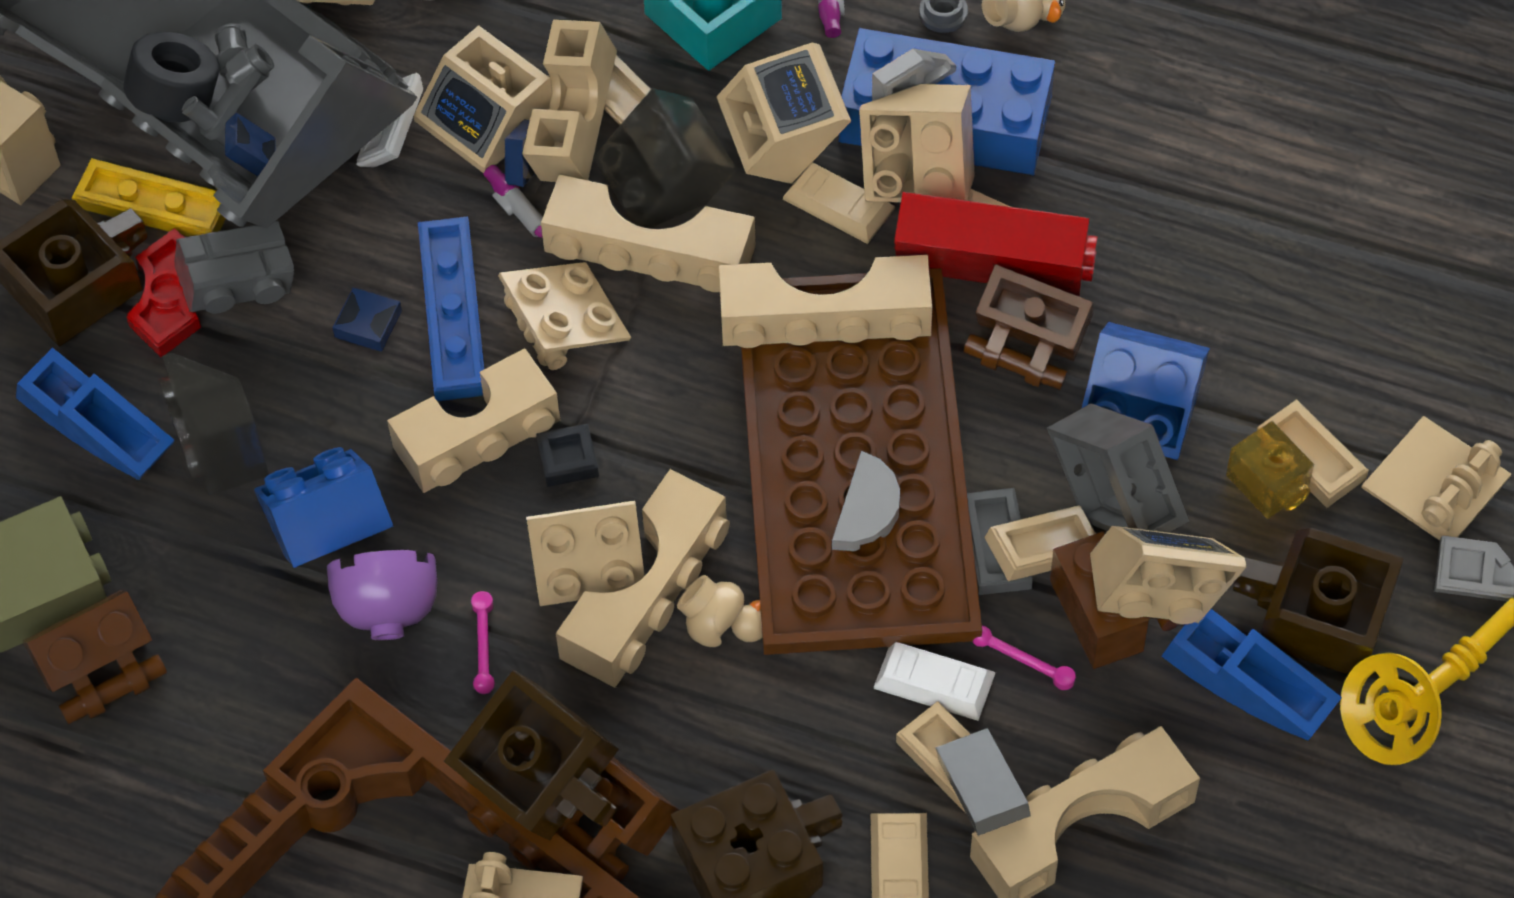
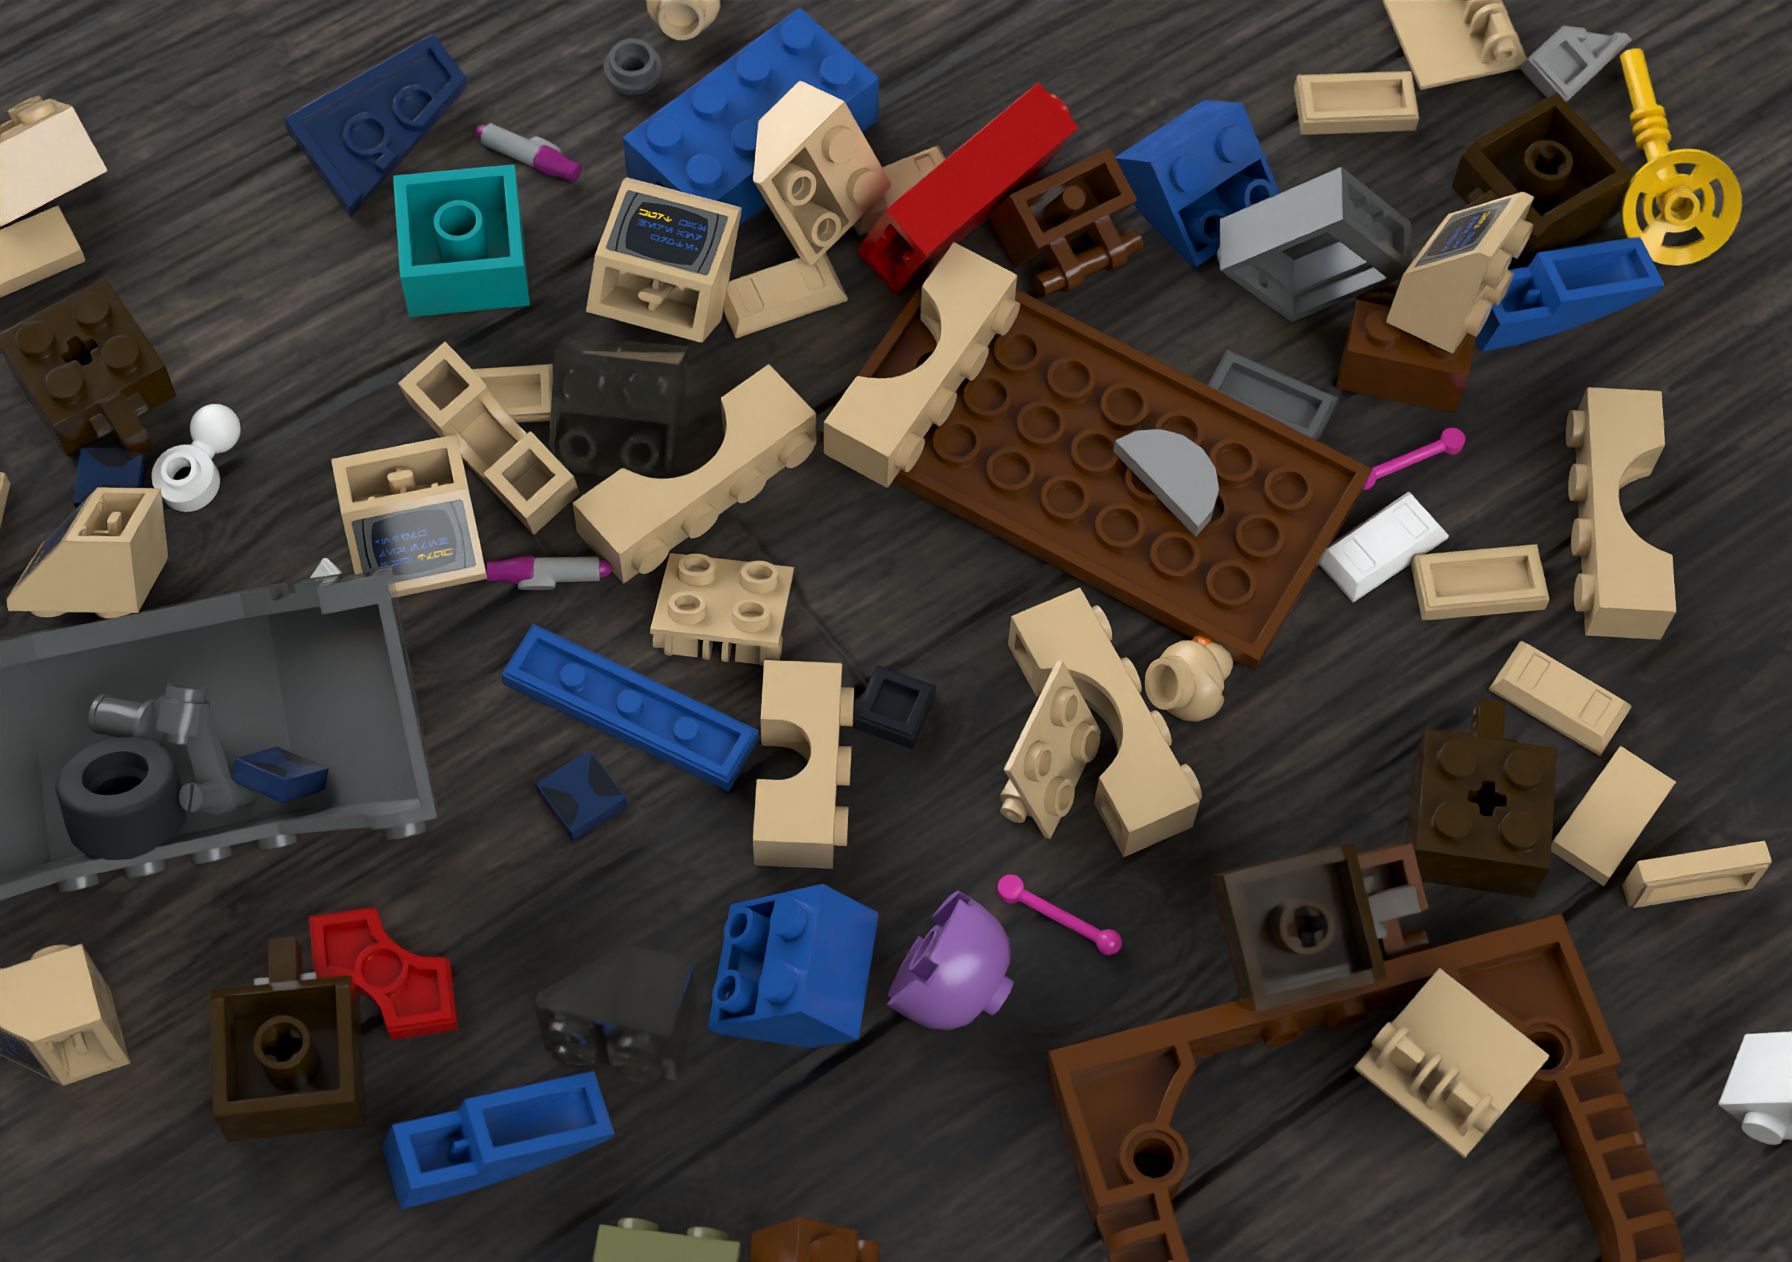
camera: 60 degrees left, 5 degrees up
(154, 198) = (243, 919): yellow tile -> none
(234, 267) = (424, 887): dark grey brick -> none
(517, 169) = (506, 522): dark blue tile -> none
(911, 70) = (741, 131): light grey tile -> none
(983, 782) = (1549, 564): tile -> none
(1028, 544) = (1310, 362): tan tile -> none
(1270, 470) = (1364, 138): clear yellow brick -> none

